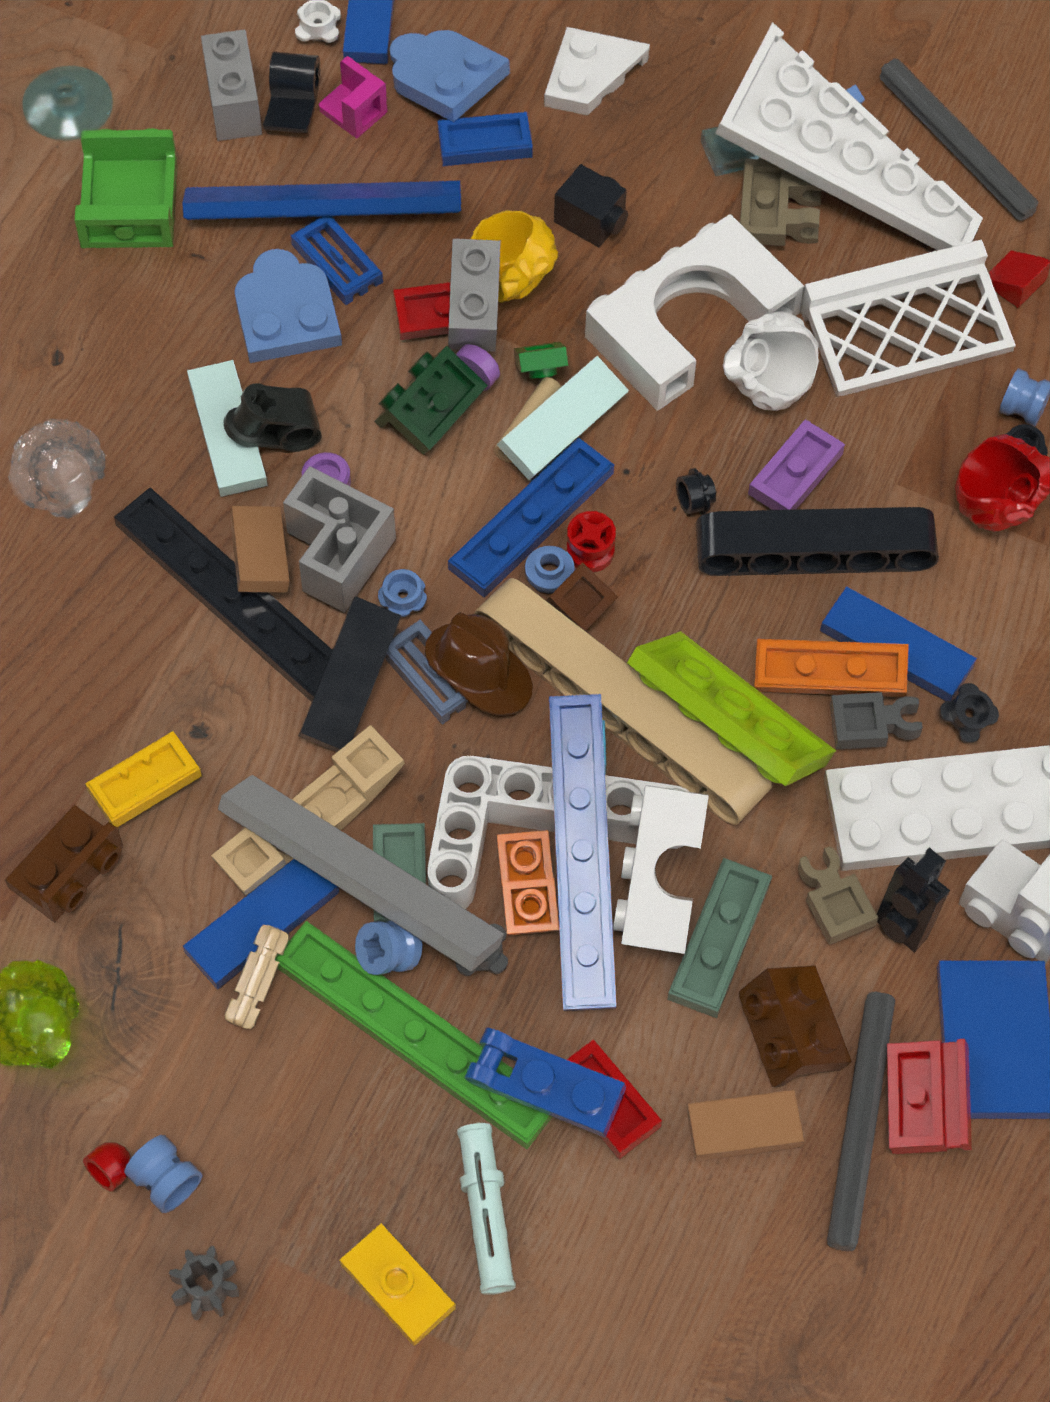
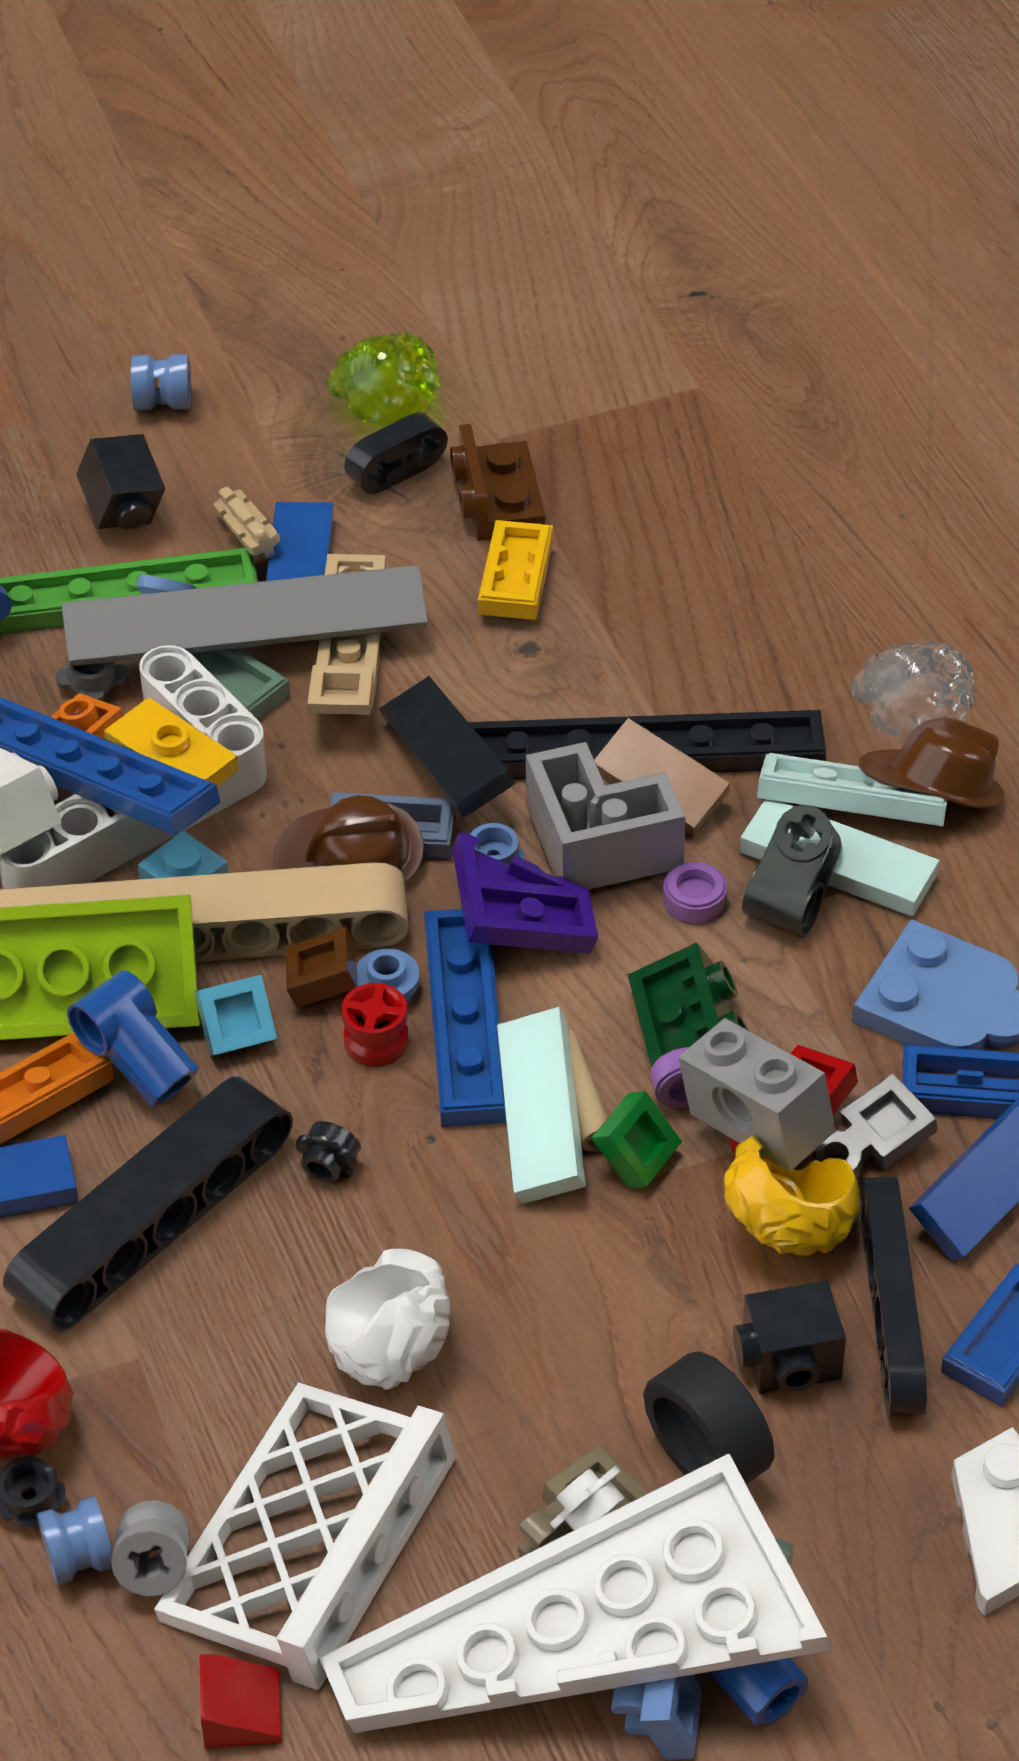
camera: 135 degrees right, 15 degrees down
(95, 947) = (395, 453): none -> black beam
(107, 1164) = (211, 364): red hinge -> none
(120, 416) = (942, 760): none -> reddish brown piece
(169, 451) = (844, 789): none -> light aqua tile
(213, 1271) = (51, 355): dark grey gear -> none
(302, 1080) = (120, 481): none -> black brick
(414, 263) = (879, 1125): none -> plate
(439, 533) = (521, 903): none -> dark purple wing
(523, 181) = (892, 1296): none -> black beam
(526, 786) = (171, 740): none -> yellow plate
(659, 610) = (235, 1015): none -> medium azure plate
(687, 185) = (705, 1414): none -> black tyre
(717, 262) = (577, 1397): white arch -> none
(737, 630) = (123, 1024): none -> blue piece
(786, 179) = (588, 1499): none -> white plate
(796, 468) = (251, 1257): medium lavender plate -> none
(997, 358) = (145, 1529): none -> light grey wheel

